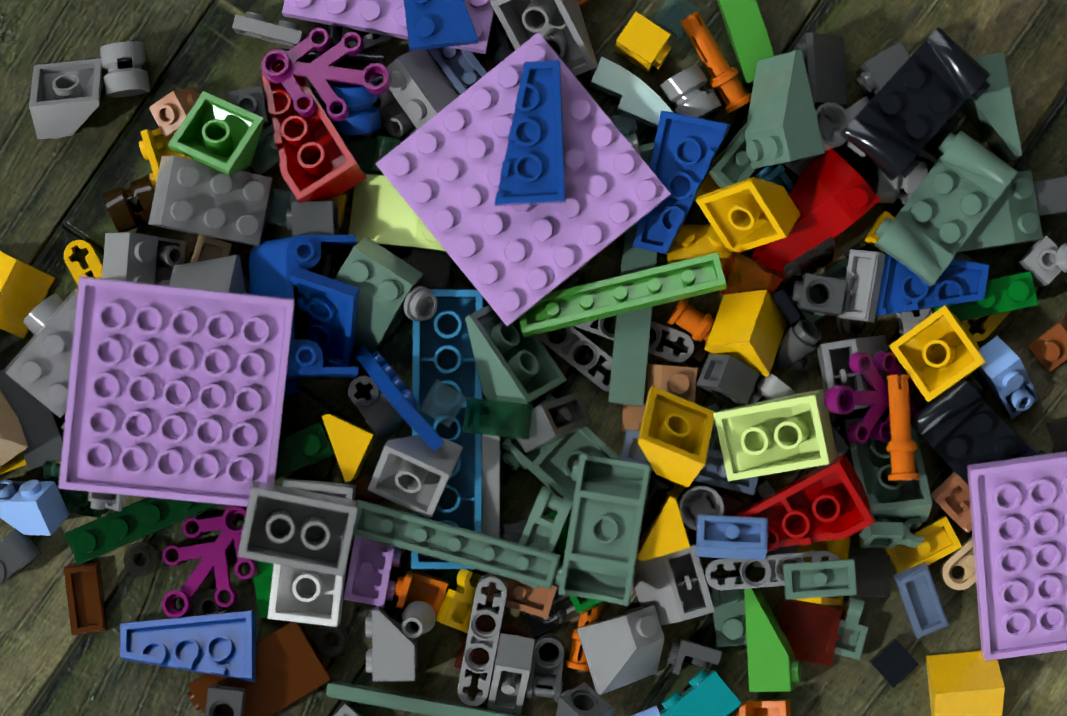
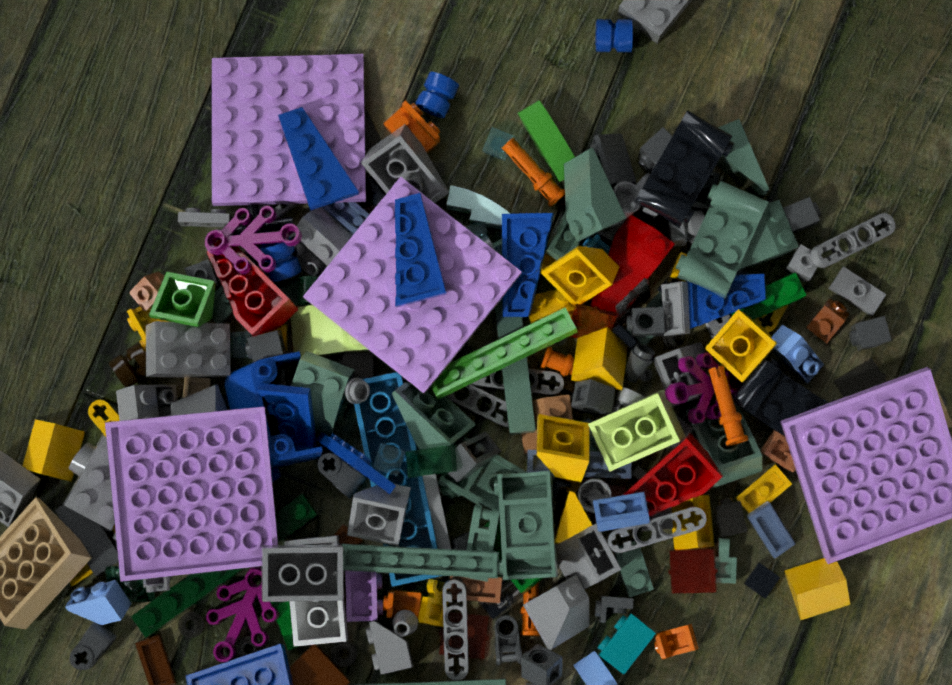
camera: 10 degrees left, 5 degrees down
(64, 96) = (65, 298): light grey slope -> none
(125, 81) = (108, 277): light grey wheel -> none
(349, 443) = (327, 504): yellow slope -> none
(510, 673) = (481, 649): light grey slope -> none
(643, 43) = (478, 169): yellow brick -> none
(690, 94) = (520, 198): light grey wheel -> none
(768, 650) = (668, 592): bright green slope -> none
(819, 579) = (692, 527): sand green plate -> none
(889, 534) = (734, 486): sand green plate -> none
(965, 559) = (794, 492): tan plate -> none

